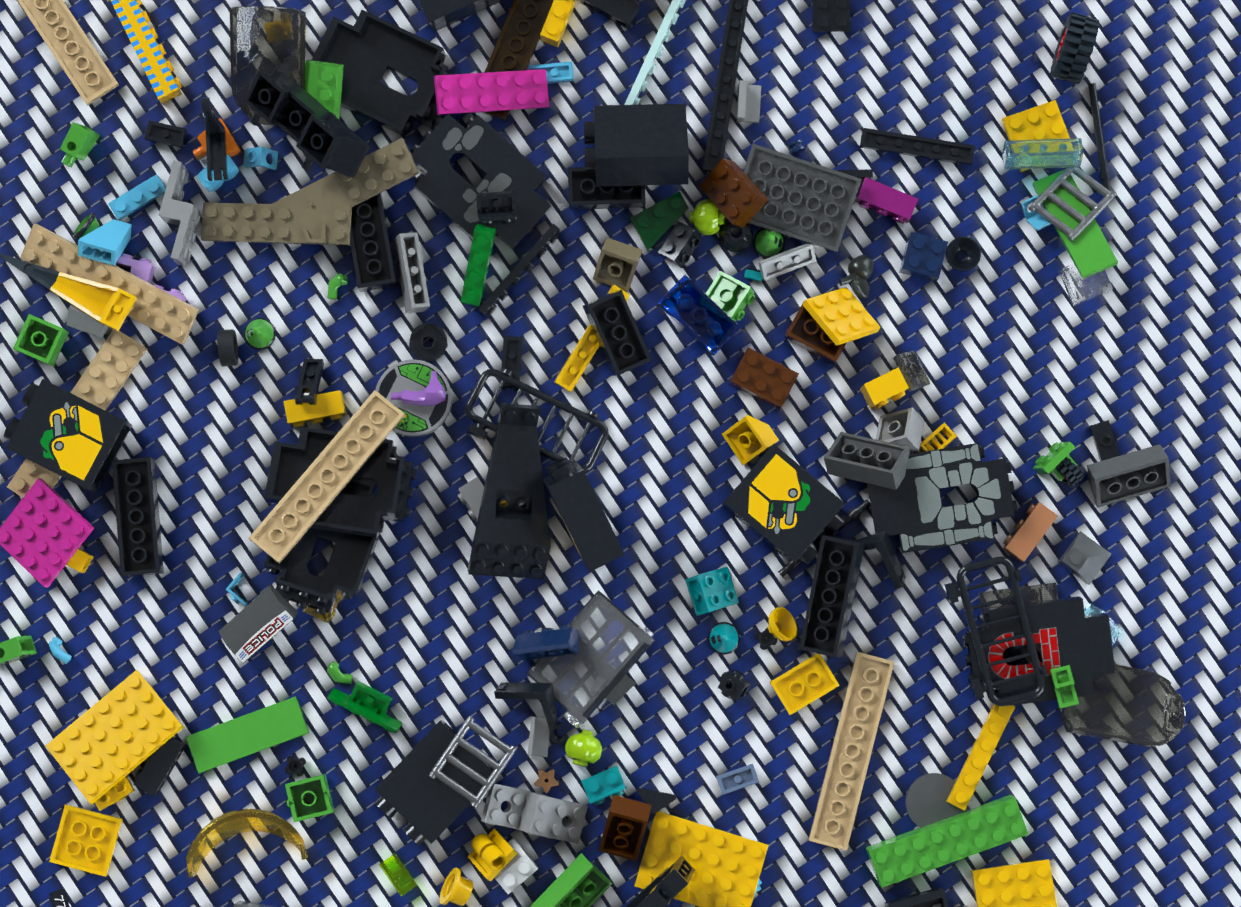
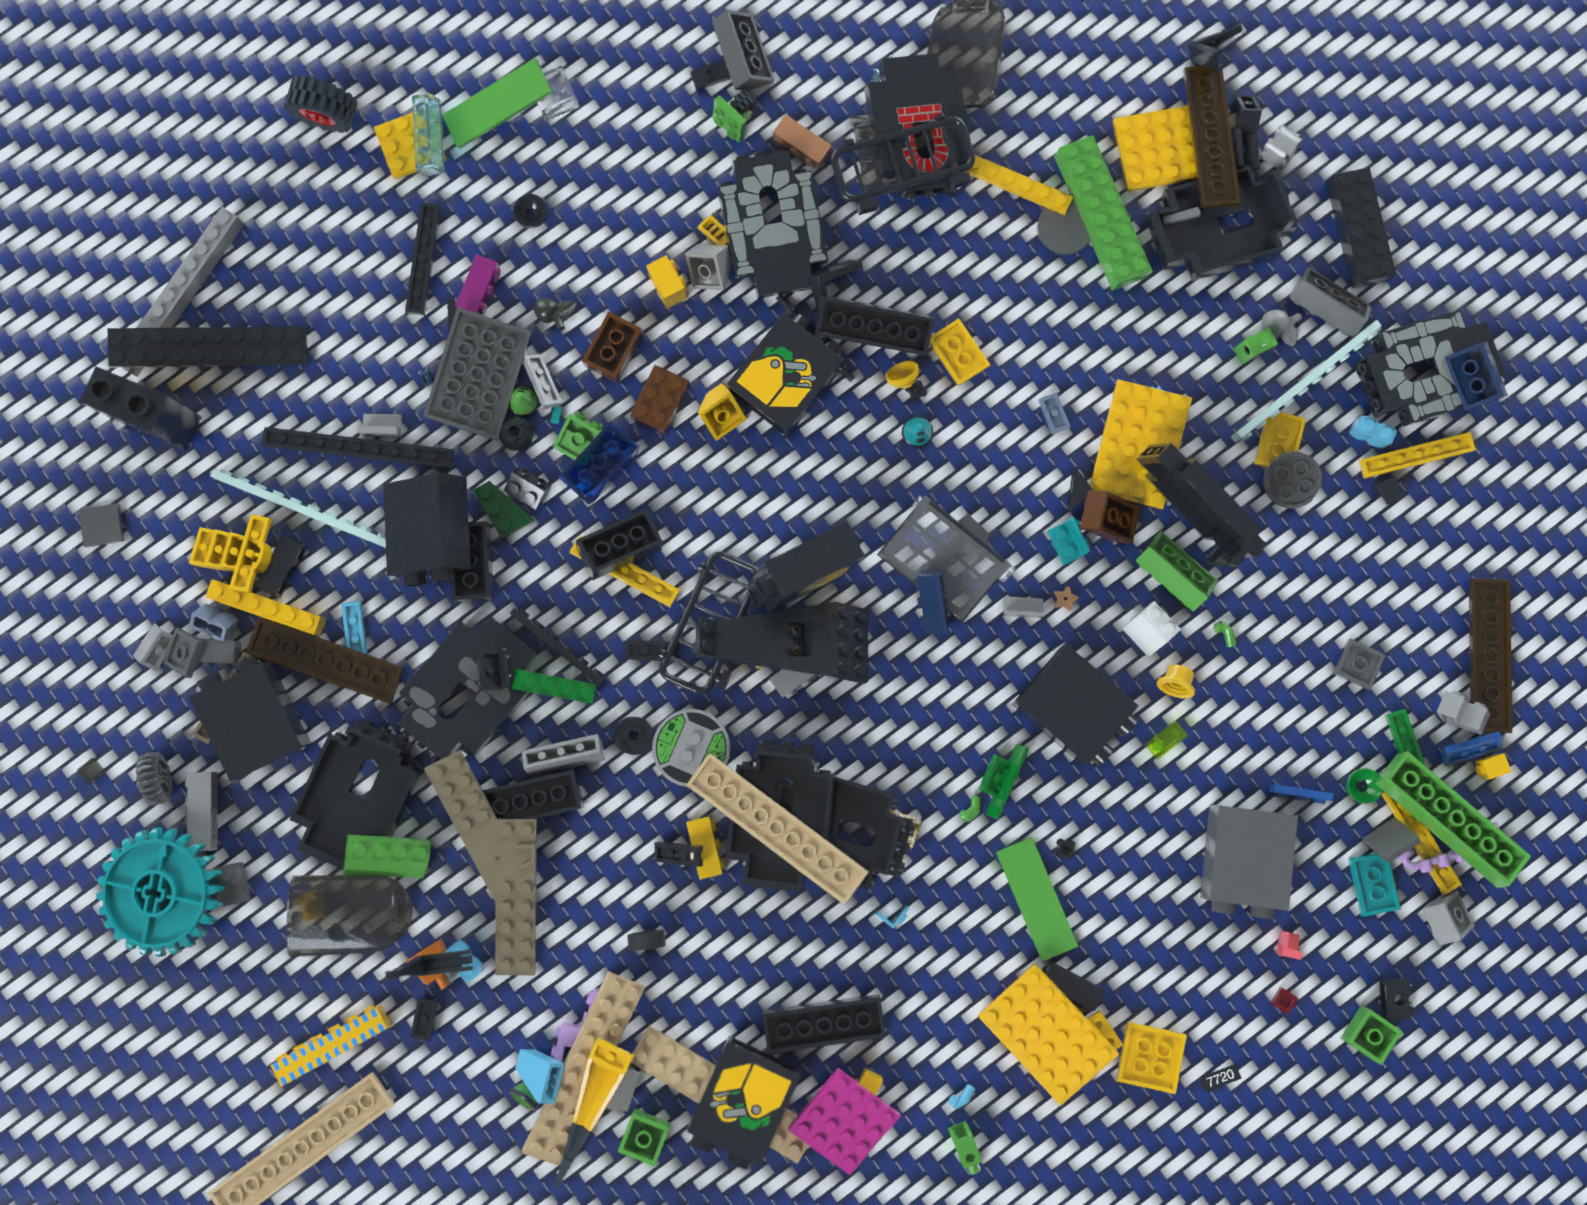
camera: 90 degrees left, 0 degrees up
(78, 143) = (430, 1107): bright green torso -> none
(137, 197) = (491, 1044): medium azure plate -> none
(180, 213) = (507, 998): light grey bracket -> none
(238, 822) = (1124, 900): clear yellow windscreen -> none
(257, 157) = (447, 921): medium azure bracket -> none
(257, 623) = (927, 893): dark grey slope -> none
(259, 333) = (630, 909): bright green hat -> none
(309, 798) = (1097, 831): bright green brick -> none
(313, 127) = (416, 859): black piece -> none
(333, 285) = (573, 830): bright green arm -> none
(431, 395) = (689, 727): medium lavender animal -> none
(486, 783) = (1076, 653): flat silver bar -> none
(491, 91) = (374, 681): dark pink plate -> none
(491, 853) = (1141, 648): yellow plate -> none
(534, 813) = (1099, 608): light grey bracket -> none
(541, 691) = (981, 613): black hinge -> none
(583, 748) = (1032, 563): lime plant -> none
(617, 264) = (548, 548): dark tan slope -> none
(707, 217) = (498, 461): lime plant -> none
(712, 591) = (872, 444): teal bracket -> none
(733, 192) = (473, 433): reddish brown brick -> none
(733, 685) = (966, 413): black brick -> none
(841, 316) = (596, 324): yellow plate -> none
(851, 751) = (1021, 305): tan plate -> none
(867, 460) = (739, 294): dark grey slope -> none
(912, 370) = (647, 255): clear smoke plate -> none
(923, 257) = (534, 249): dark blue piece -> none
(1033, 218) = (492, 142): medium azure bracket -> none
(1064, 686) = (953, 100): bright green slope -> none
(1084, 221) = (494, 93): flat silver bar -> none
(1084, 558) = (824, 92): dark grey slope -> none
(1104, 174) = (448, 80): black bar -> none

